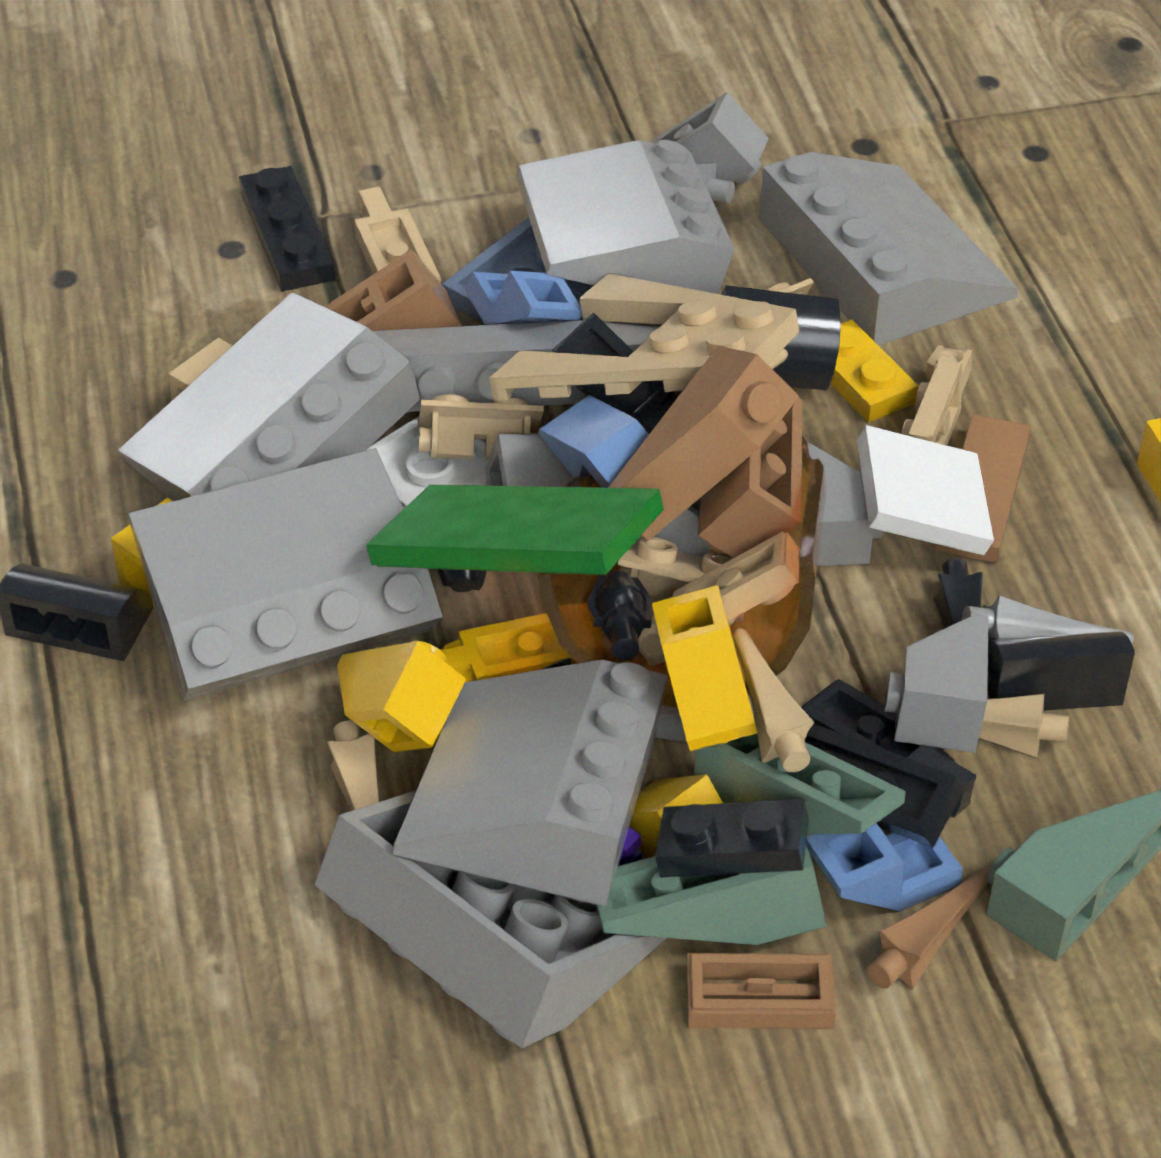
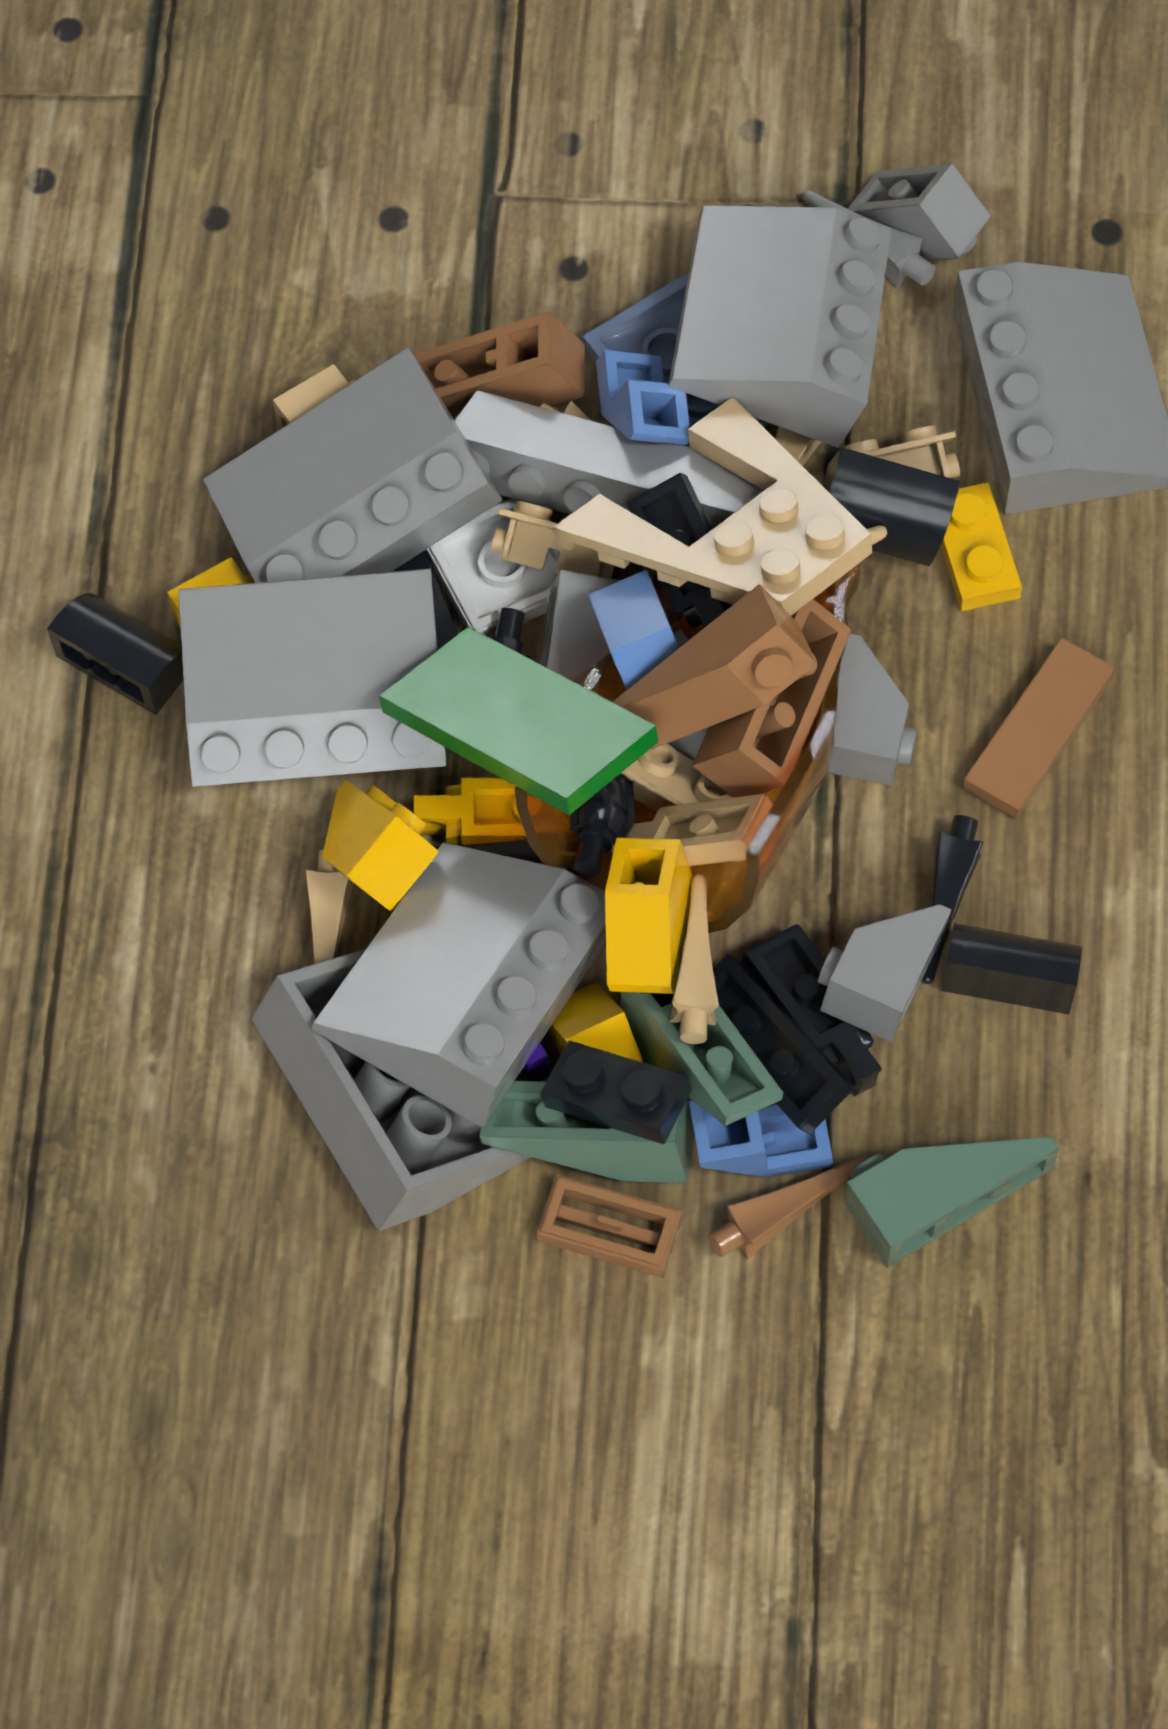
camera: 20 degrees right, 20 degrees up
(286, 228) = (454, 207): black plate -> none
(387, 233) = (552, 263): tan hinge -> none
(924, 490) = (961, 733): white tile -> none
(940, 399) = (1026, 624): tan hinge -> none
(1018, 620) = (993, 908): light grey piece -> none
(1021, 723) = (954, 1015): tan piece -> none

